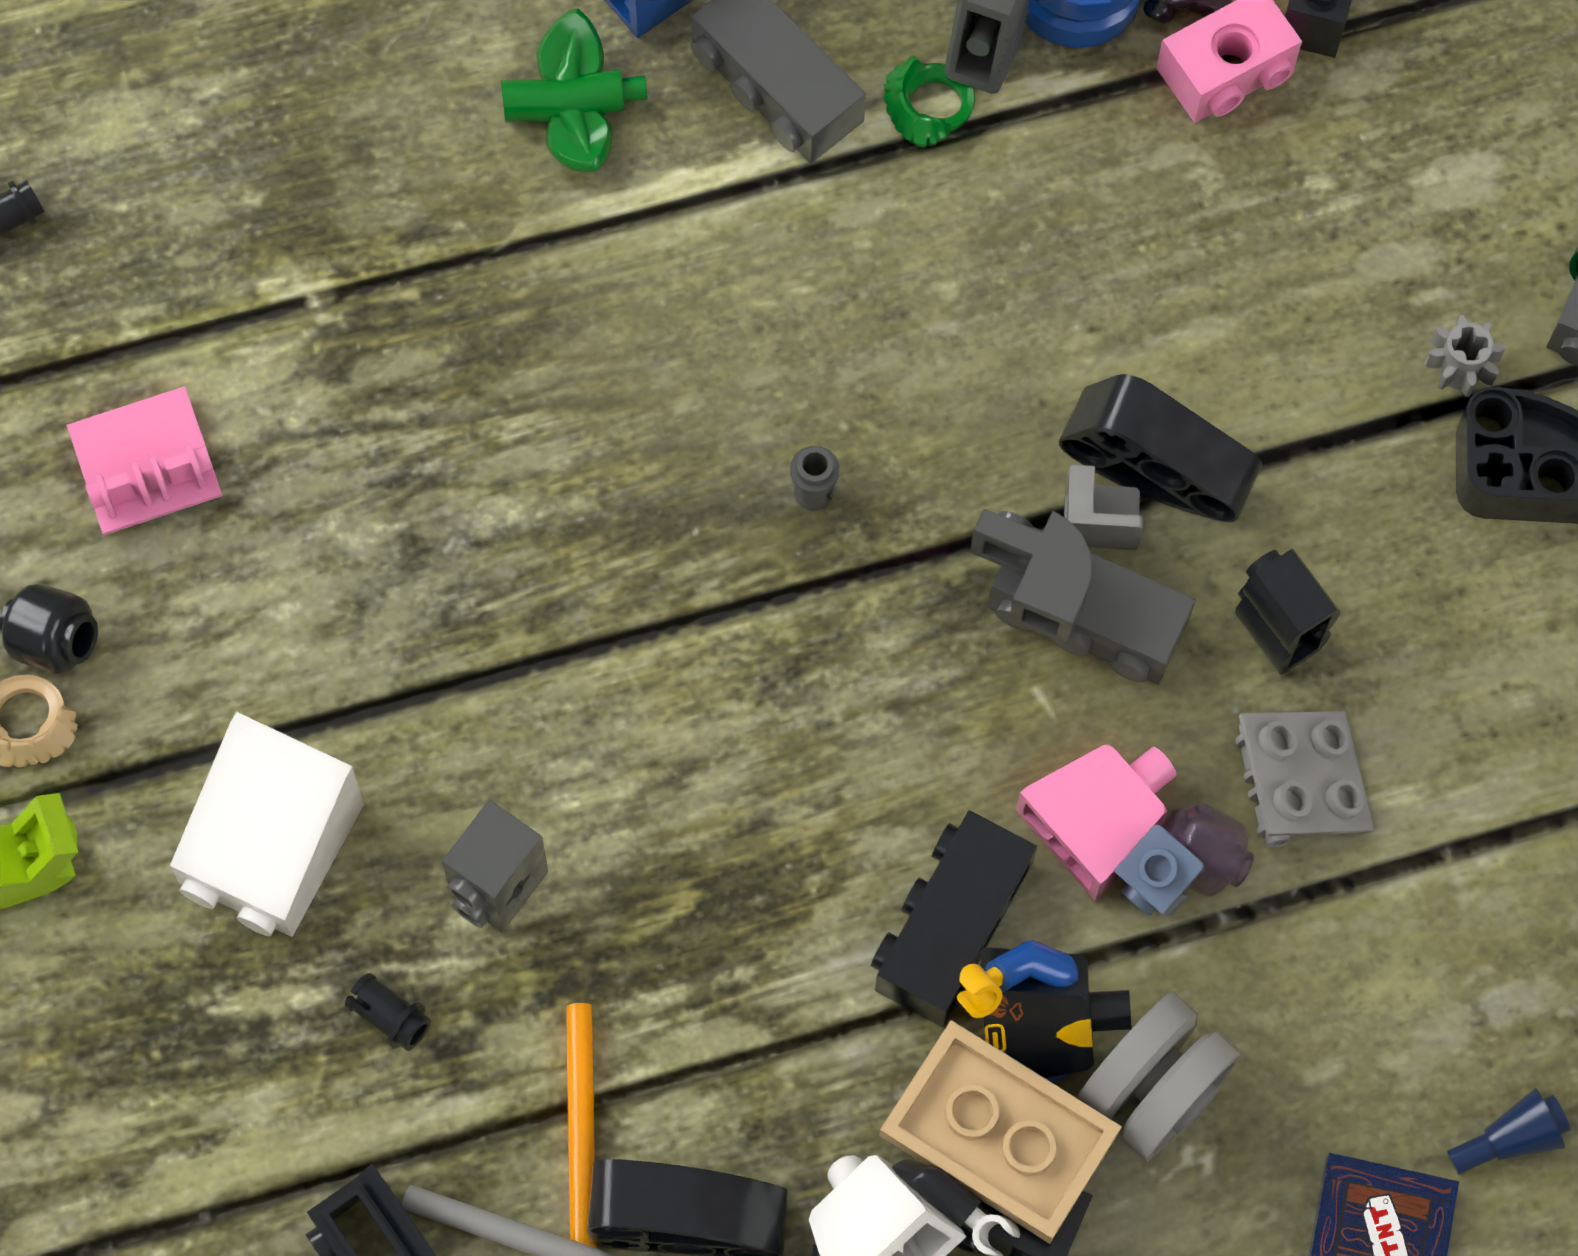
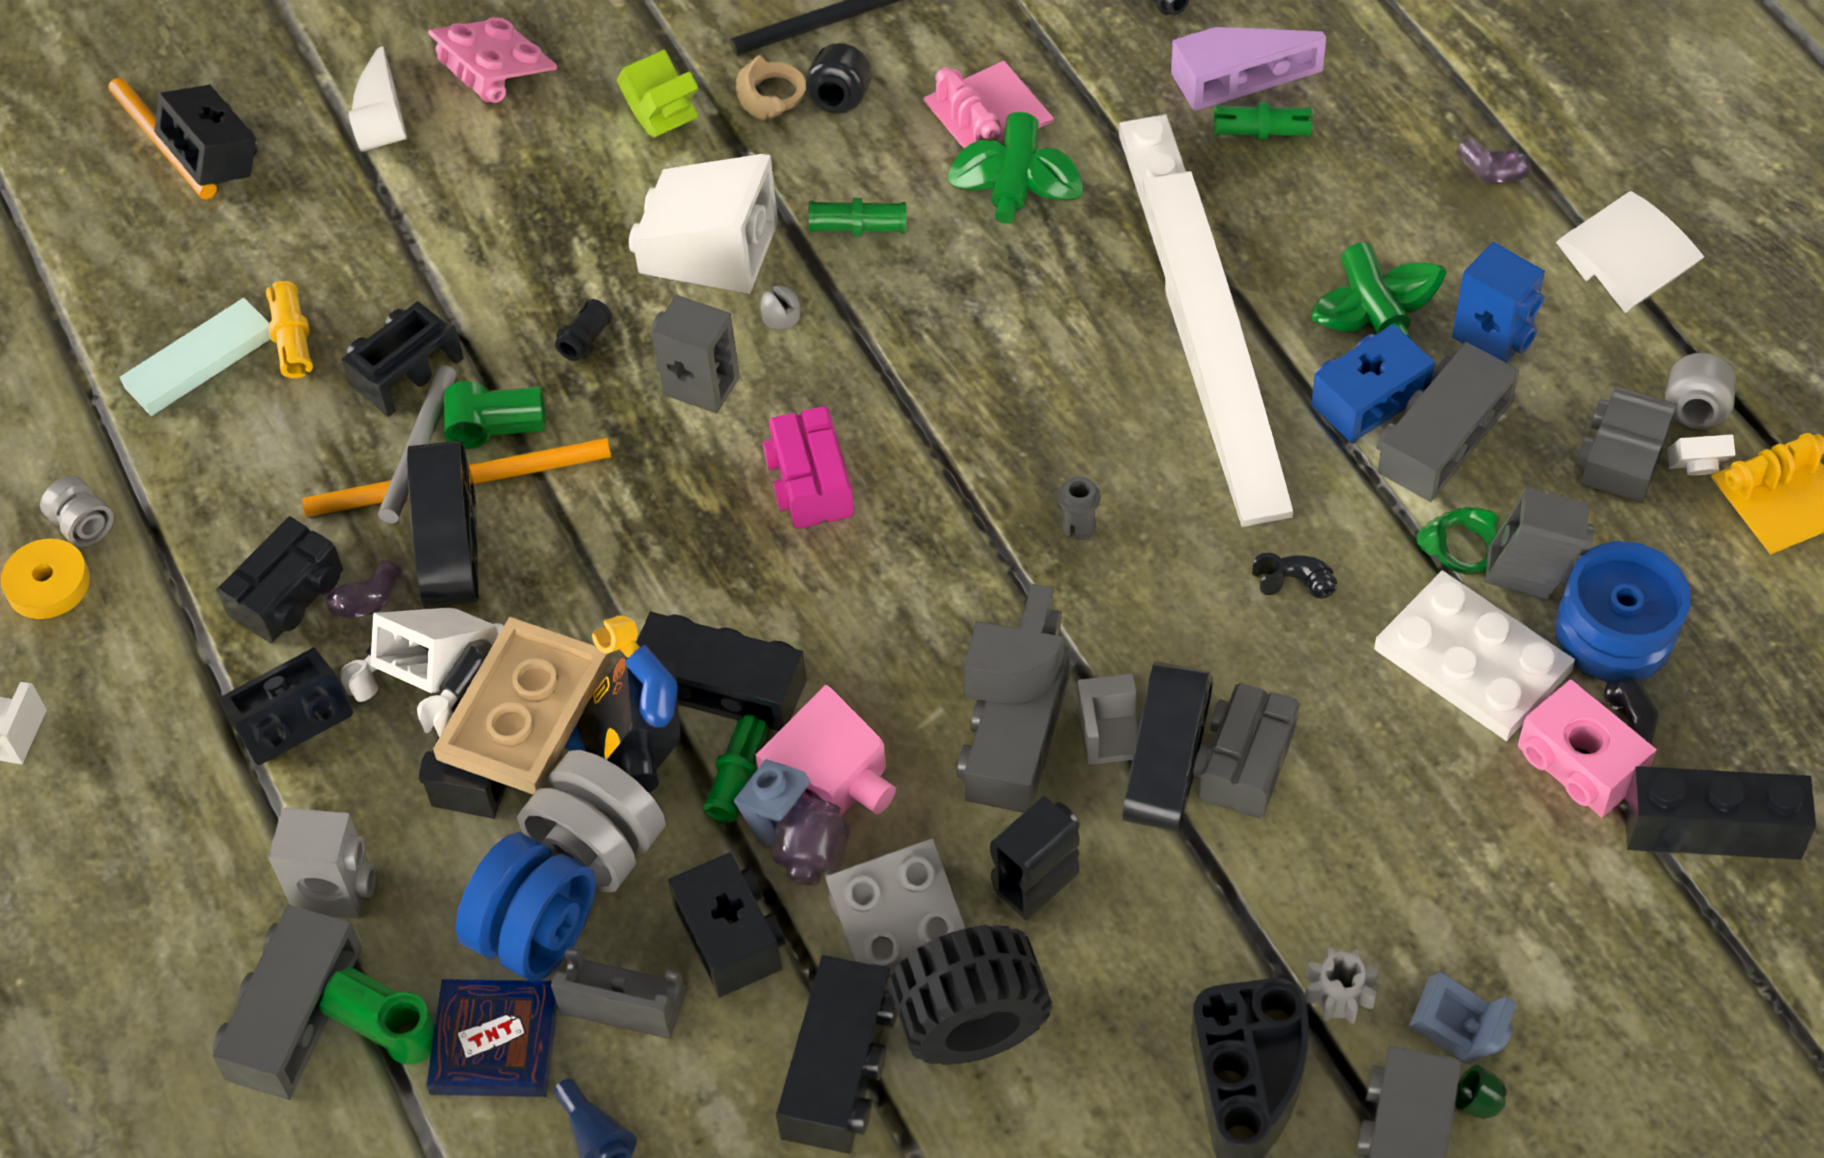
camera: 85 degrees right, 15 degrees down
(160, 156) = (1242, 61): none -> lavender slope
(264, 448) = (1016, 168): none -> green plant
(265, 150) = (1262, 121): none -> green pin
(290, 648) = (857, 217): none -> green pin
(412, 777) = (773, 311): none -> light grey hinge
(499, 1157) = (476, 413): none -> green piece
(546, 282) = (1207, 321): none -> white slope
(681, 768) = (810, 468): none -> dark pink brick
(704, 132) = (1371, 382): none -> blue brick
(939, 264) = (1309, 570): none -> black arm
(1080, 131) = (1474, 655): none -> white plate
(1083, 917) = (735, 768): none -> green axle
(1175, 364) = (1247, 750): none -> dark grey brick
(1260, 1162) = (525, 906): none -> blue wheel
(1268, 981) = (733, 952): none -> black brick
(1353, 1083) = (619, 995): none -> dark grey hinge
(1452, 705) = (970, 994): none -> black tyre
(1469, 864) = (837, 1055): none -> black brick
(1522, 251) = (1461, 1020): none -> sand blue bracket

